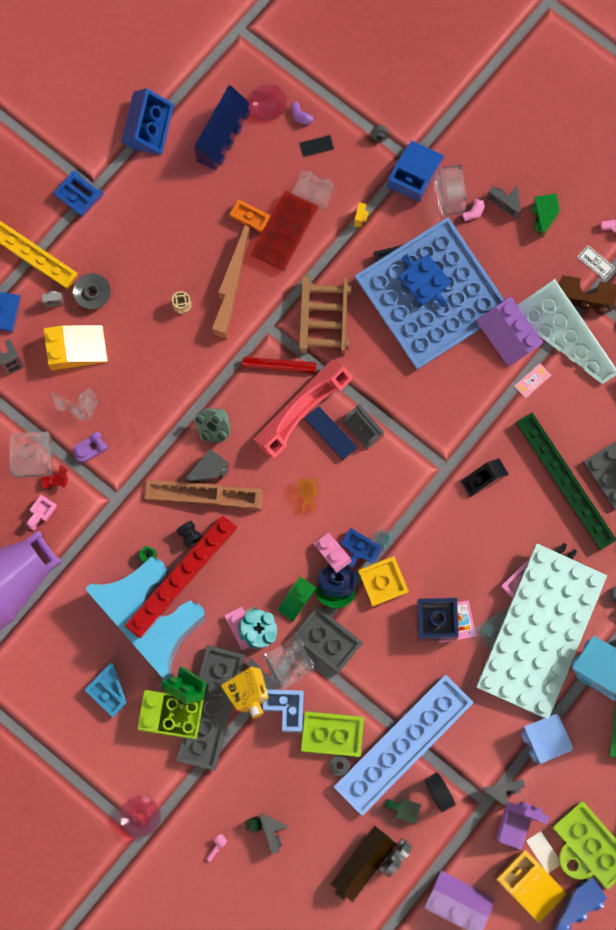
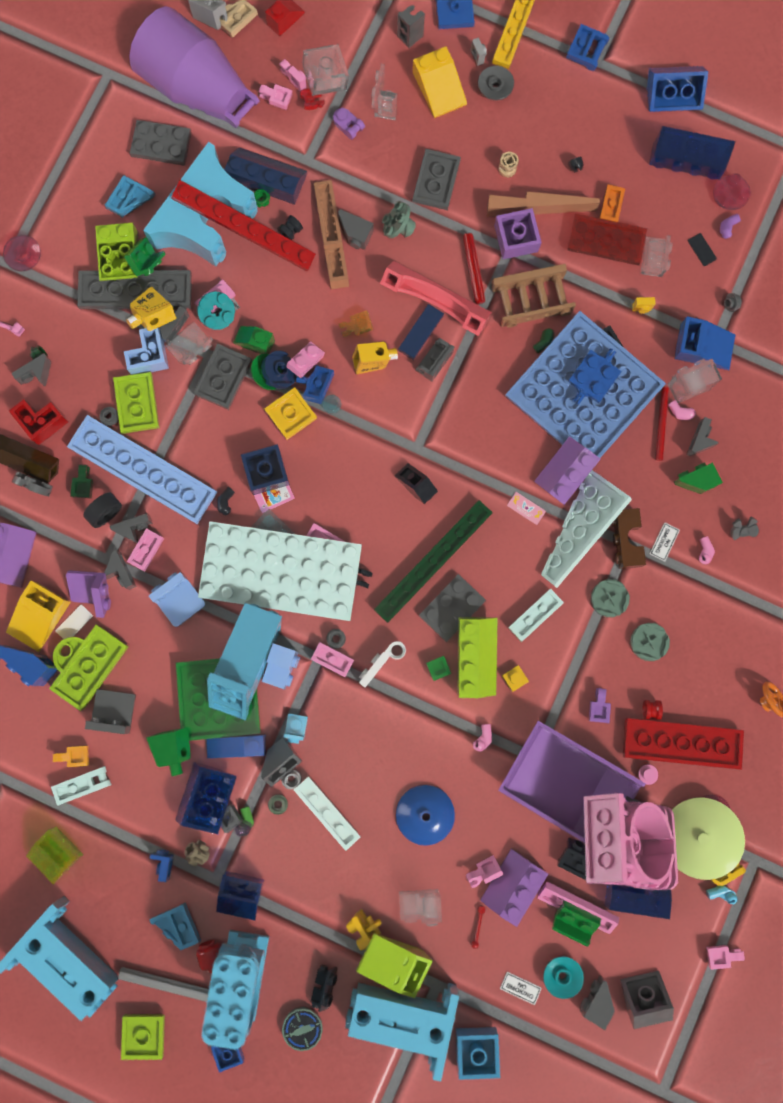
camera: 70 degrees right, 5 degrees up
(26, 487) = (296, 77): none -> bright pink plate
(56, 644) = (160, 142): none -> dark grey plate
(123, 543) = (265, 173): none -> dark blue slope
(176, 376) = (436, 179): none -> dark grey plate
(197, 238) = (576, 163): none -> black hinge
(258, 313) = (517, 233): none -> medium lavender brick
(333, 840) = (38, 424): none -> red brick
(348, 485) = (372, 357): none -> yellow torso
(372, 316) = (546, 339): none -> dark green arm
(456, 671) = (222, 501): none -> black arm
(462, 774) = (128, 527): none -> dark grey slope
(482, 232) = (662, 423): none -> red bar
(488, 760) = (145, 550): none -> bright pink plate
(603, 189) = (742, 531): none -> dark grey piece

